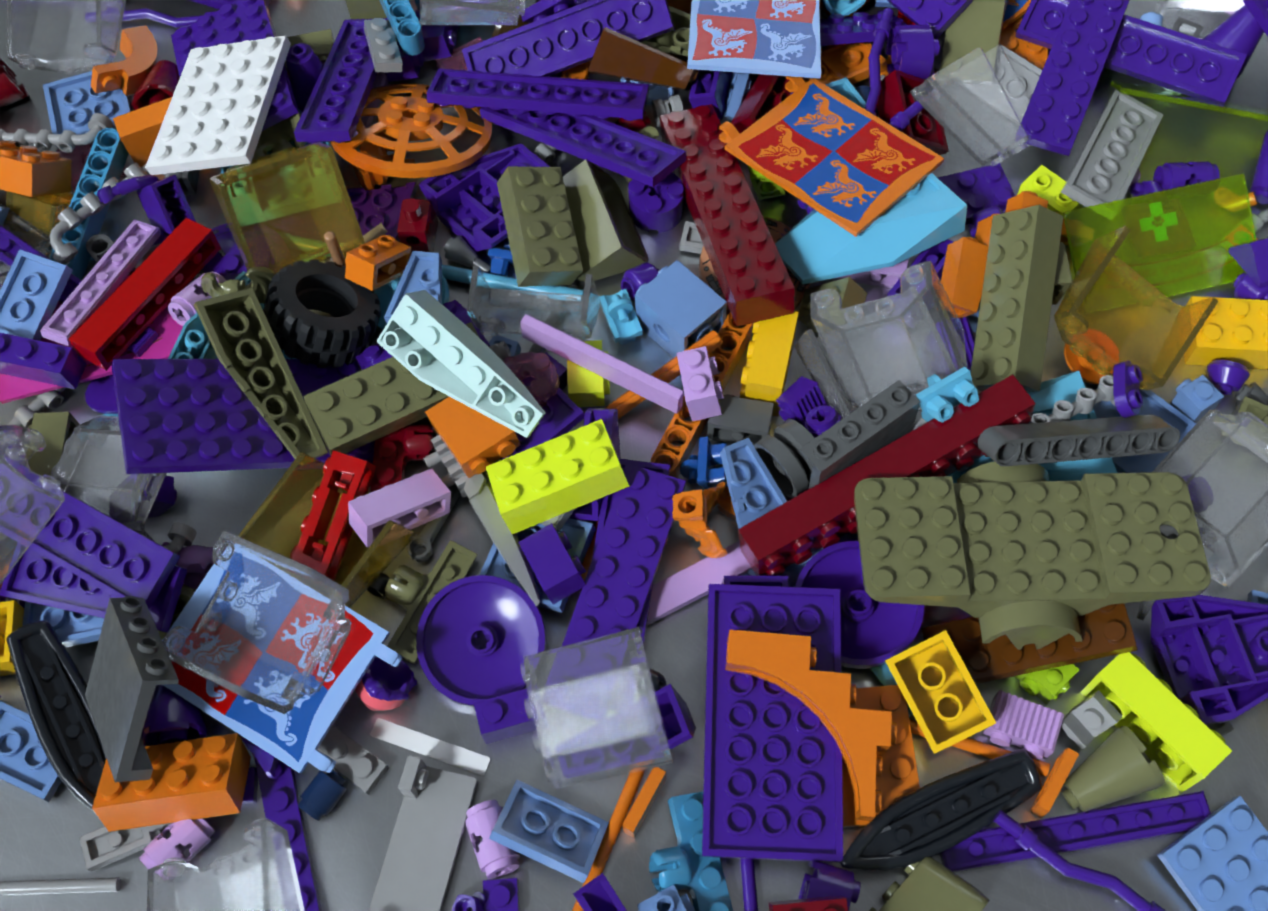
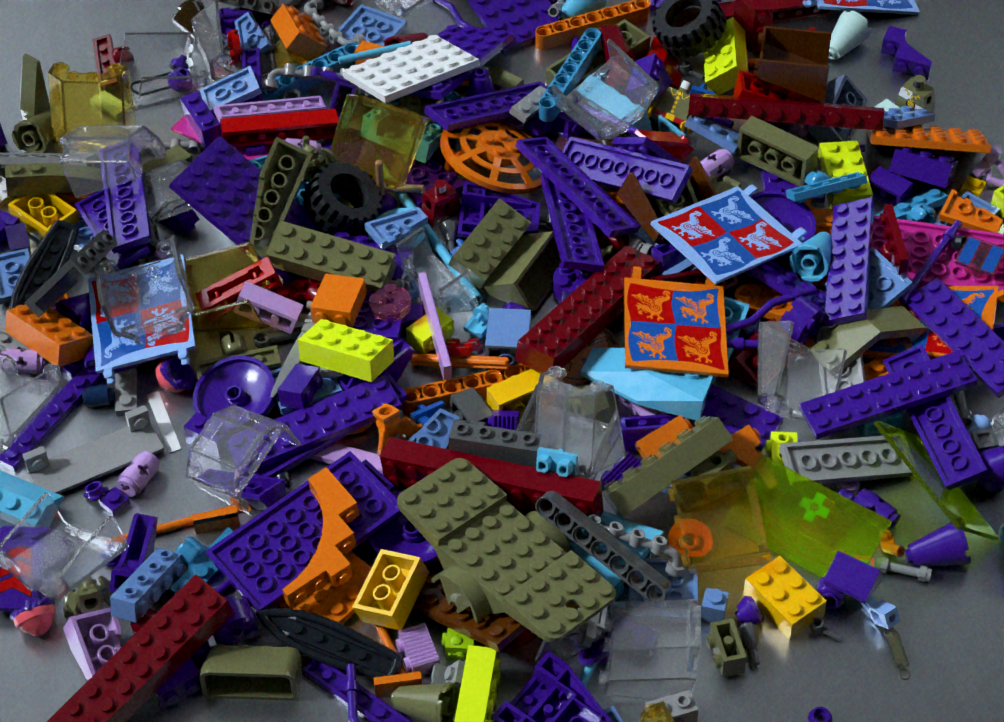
camera: 45 degrees right, 15 degrees down
(140, 52) = (400, 26): orange arch -> none
(146, 122) = (371, 53): none -> medium azure bar
(377, 262) = (393, 196): orange brick -> none
(457, 362) = (361, 258): light aqua wedge -> none
(549, 831) = (162, 488): medium blue plate -> none
(649, 356) = (458, 348): none -> red plate
(699, 384) = (466, 372): lavender brick -> none
(1127, 388) = (665, 549): dark purple plate -> none

